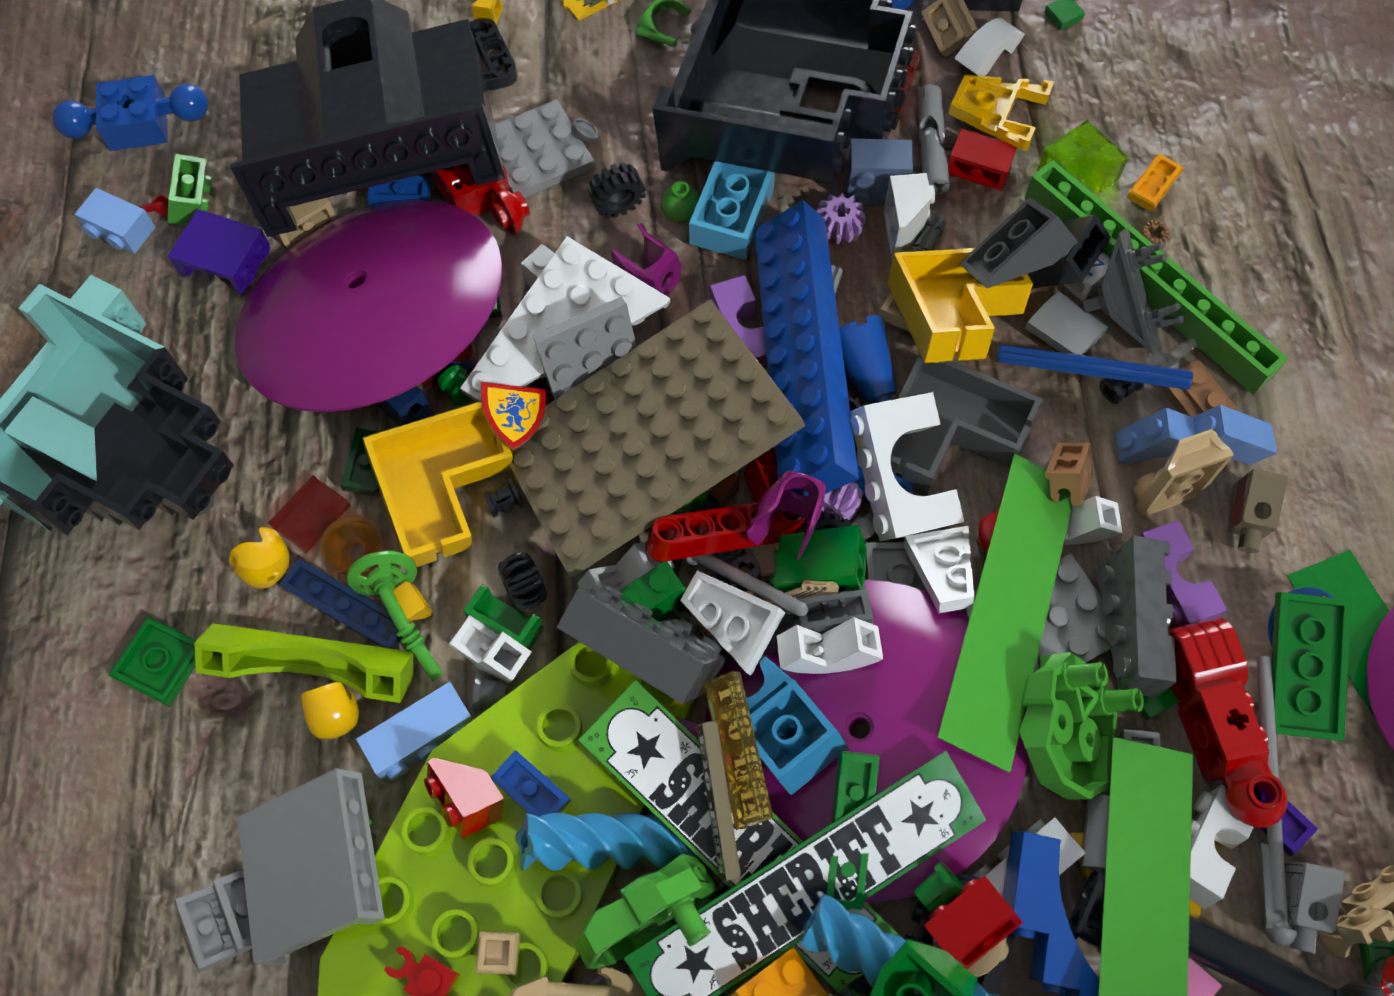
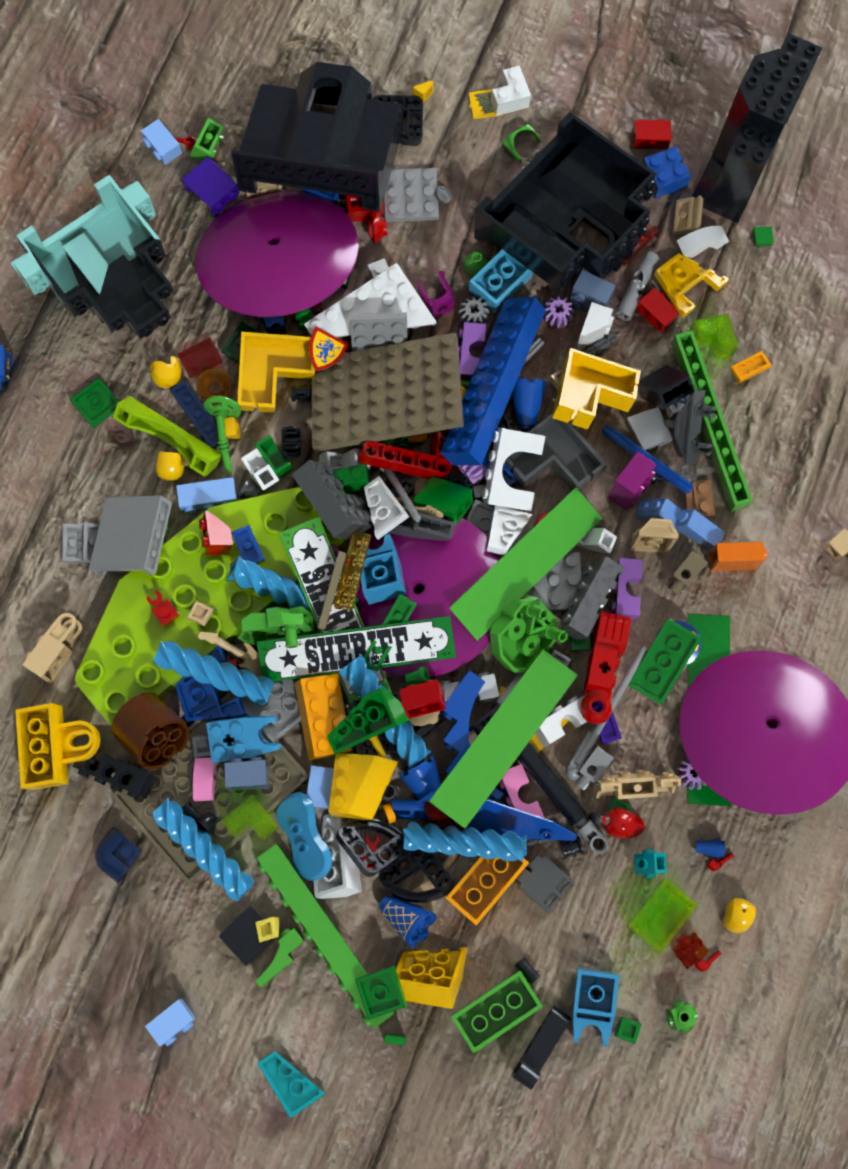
camera: 20 degrees right, 10 degrees up
(130, 112) = (194, 76): blue brick -> none
(616, 190) = (441, 242): black tyre -> none
(713, 266) = (473, 305): none -> light grey gear
(782, 498) = (437, 456): magenta piece -> none
(837, 650) = (426, 546): white brick -> none
(1020, 245) = (638, 375): dark grey slope -> none
(1070, 470) = (601, 510): medium nougat hinge -> none
(1100, 402) = (632, 481): none -> magenta brick
(1155, 226) = (733, 393): medium nougat bush -> none
(1317, 448) = (737, 556): none -> orange brick

